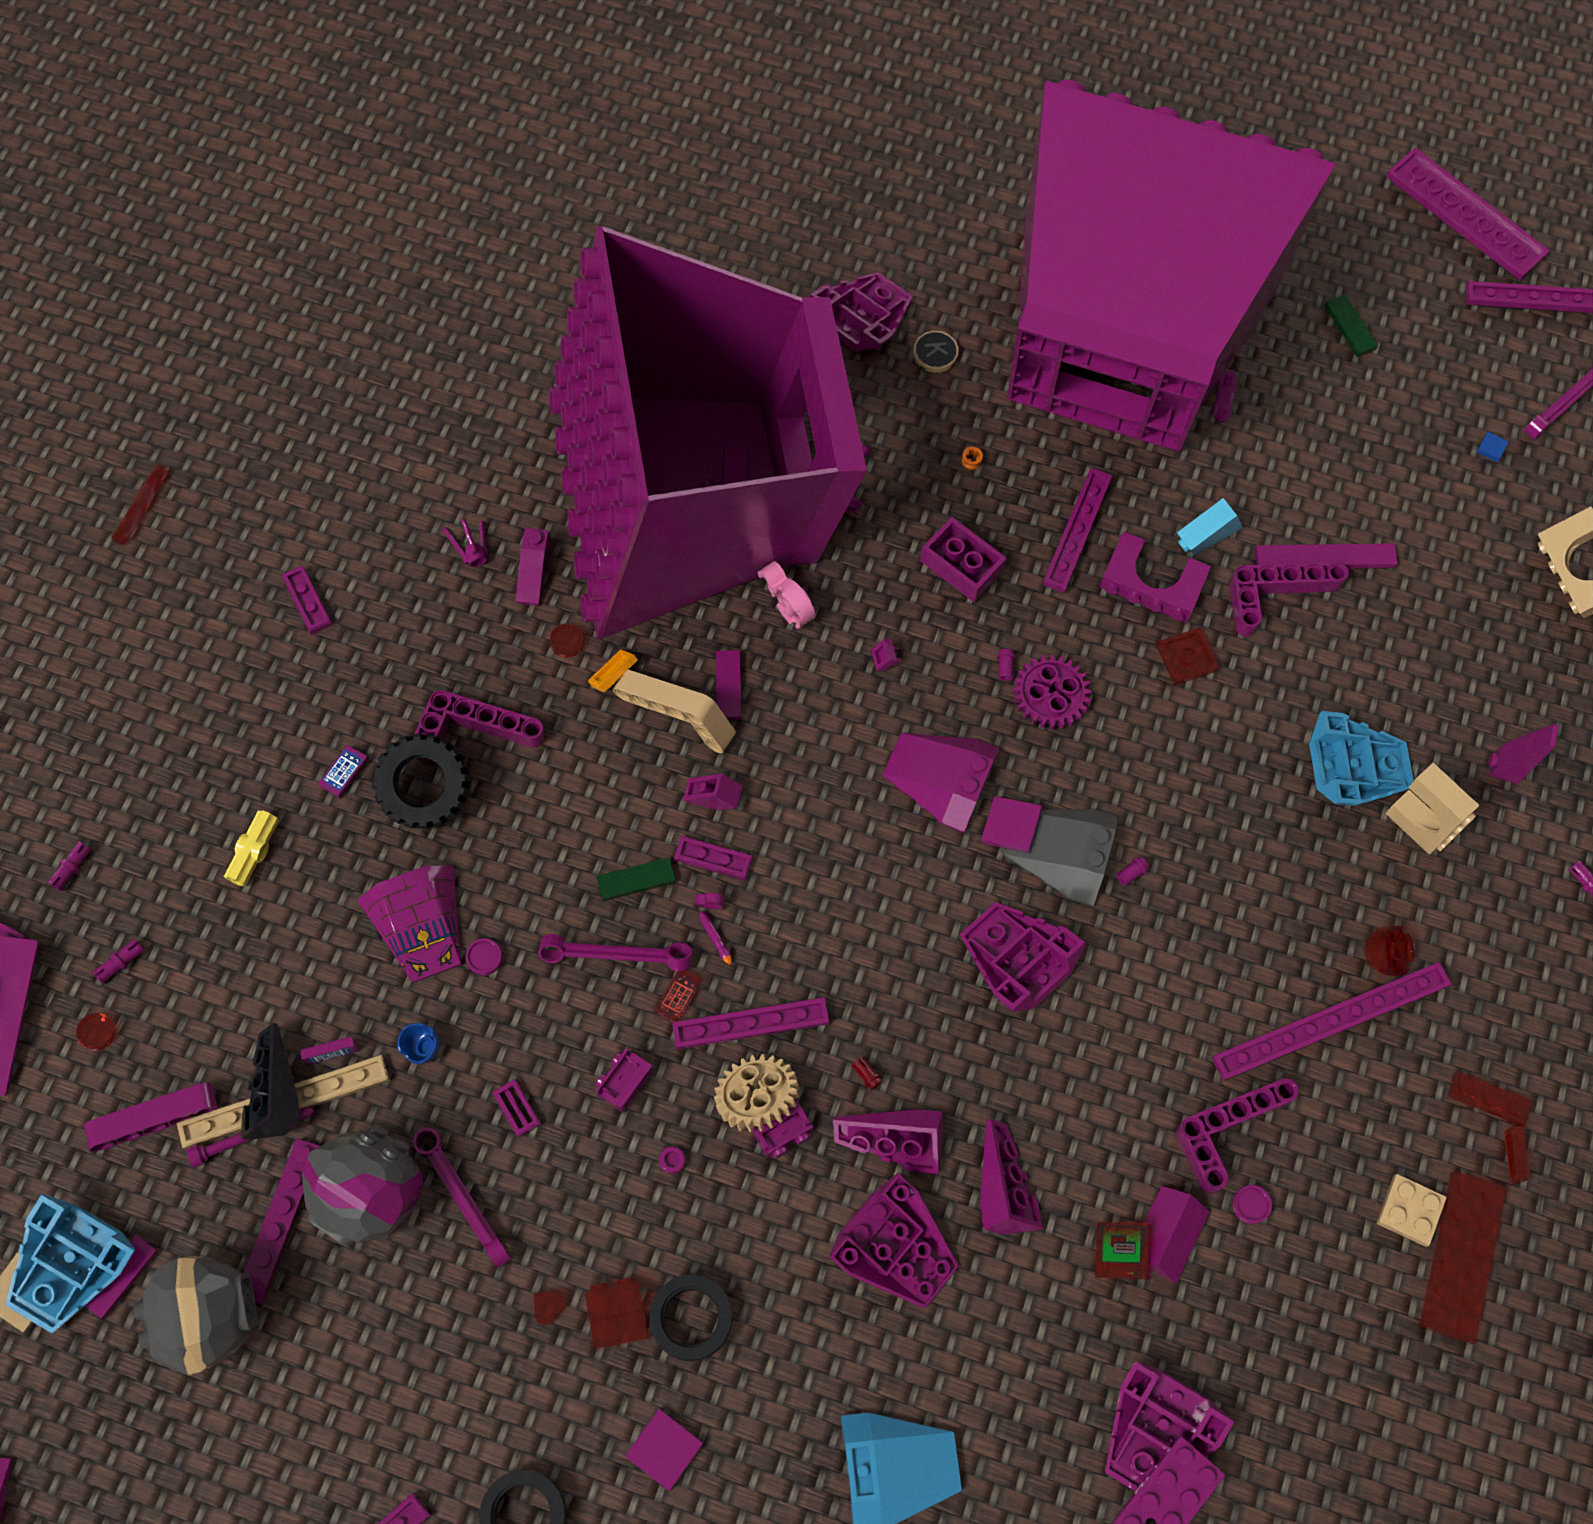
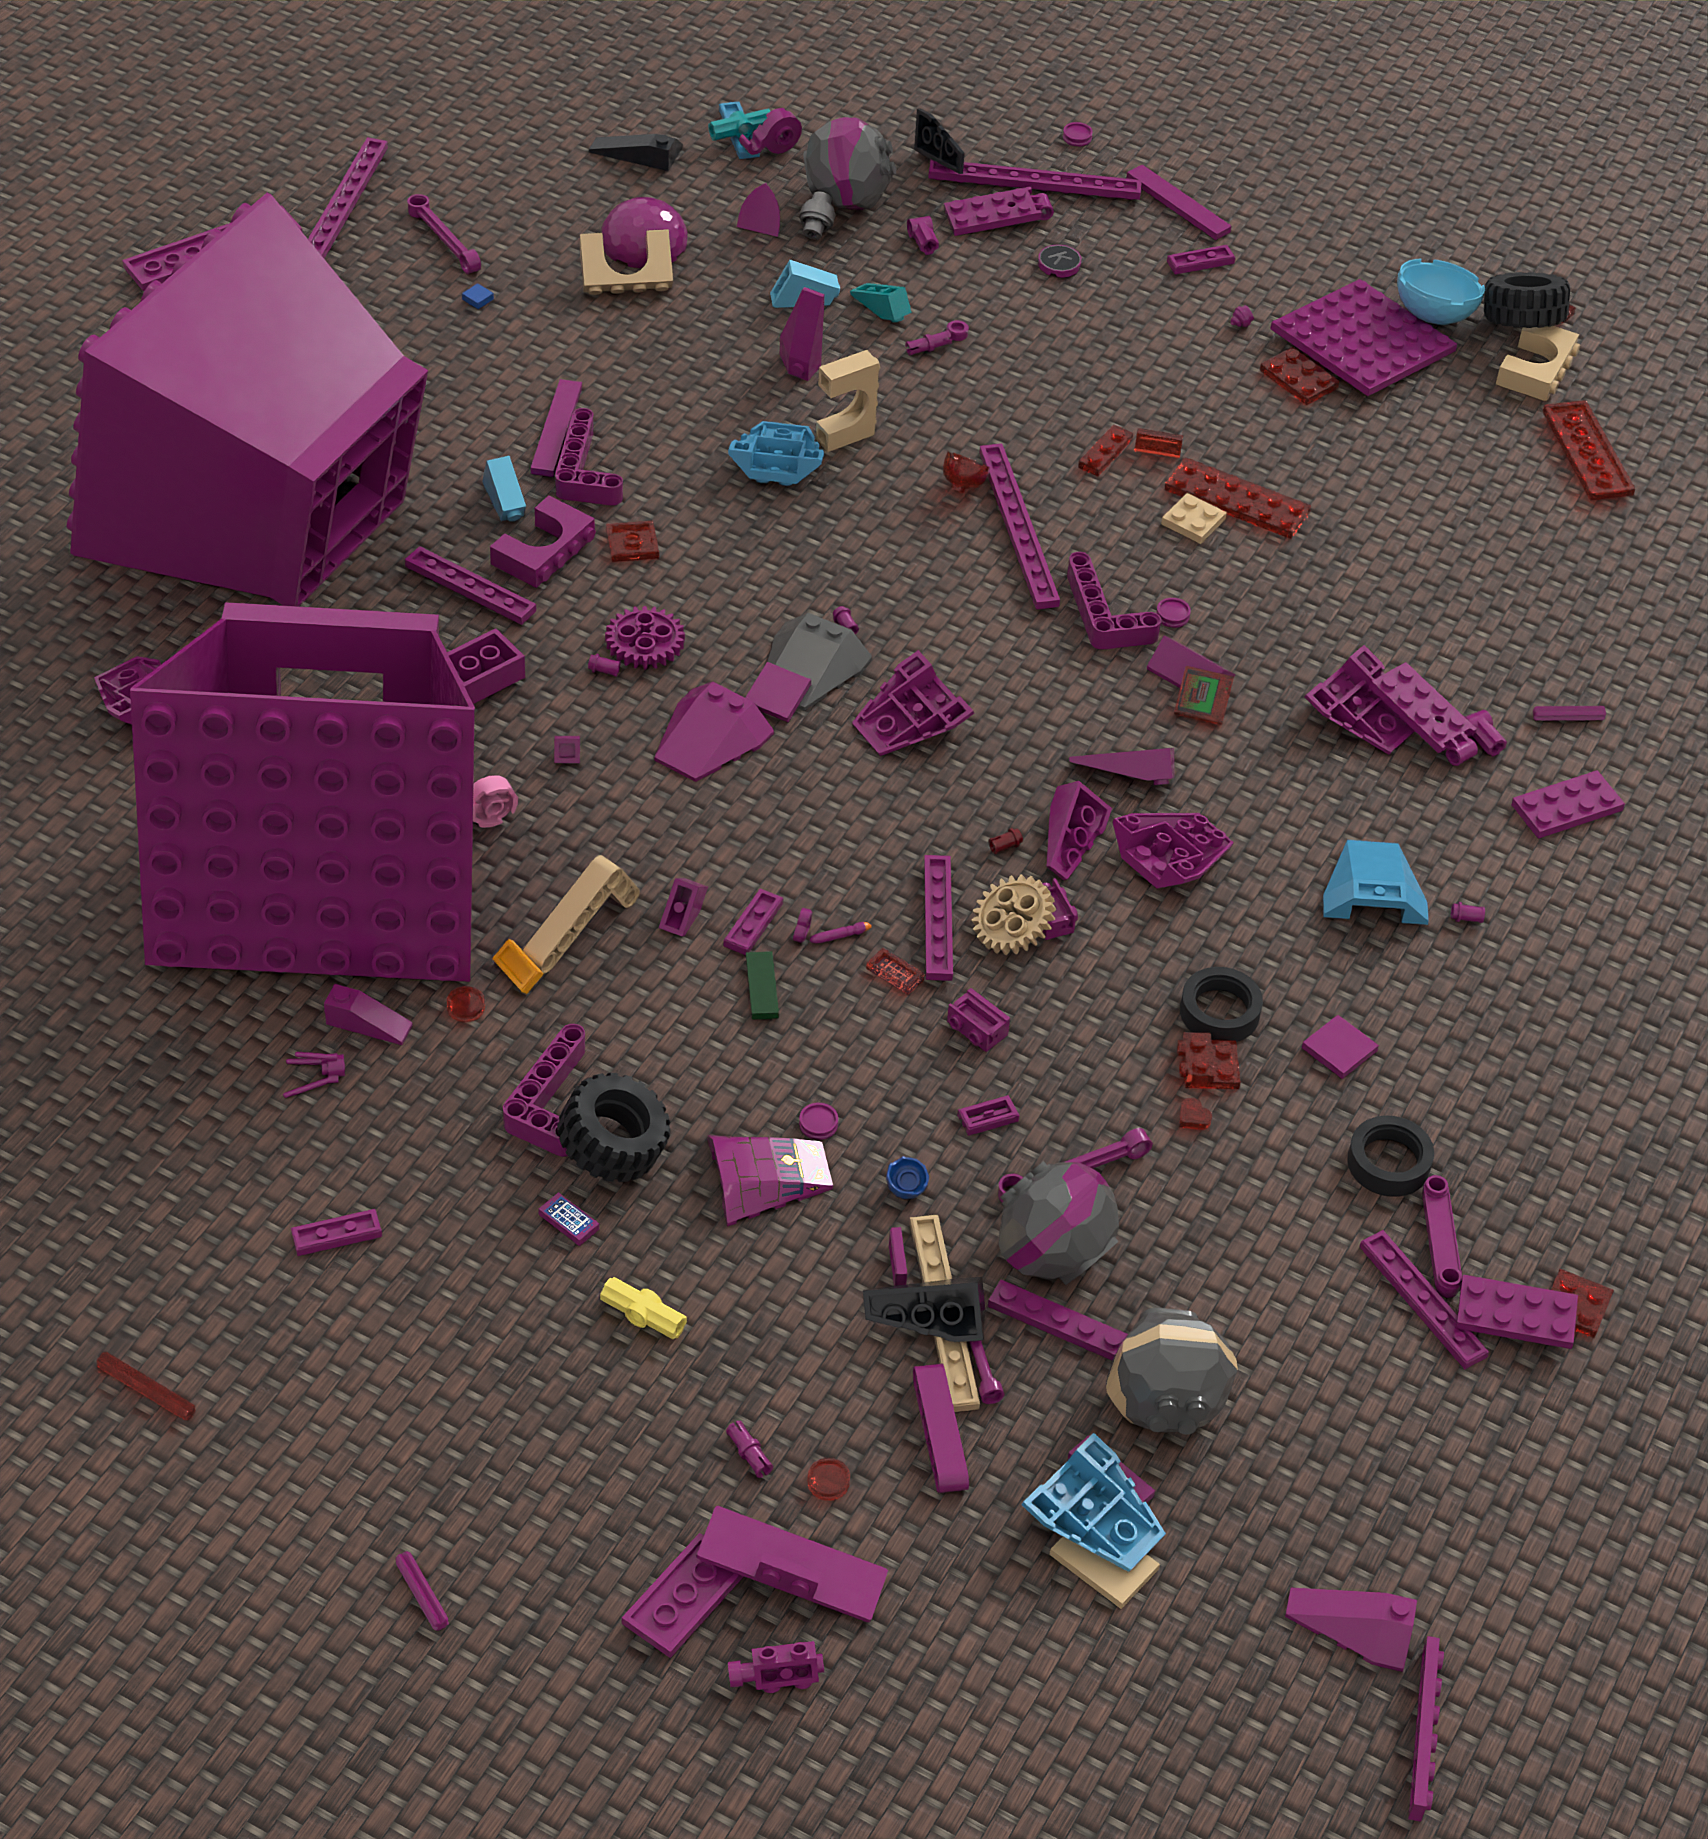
camera: 80 degrees left, 20 degrees down
(69, 866) = (619, 1489): magenta pin -> none
(615, 952) = (826, 1055): magenta piece -> none
(672, 1160) = (1064, 1001): magenta tile -> none
(728, 683) = (549, 876): magenta tile -> none

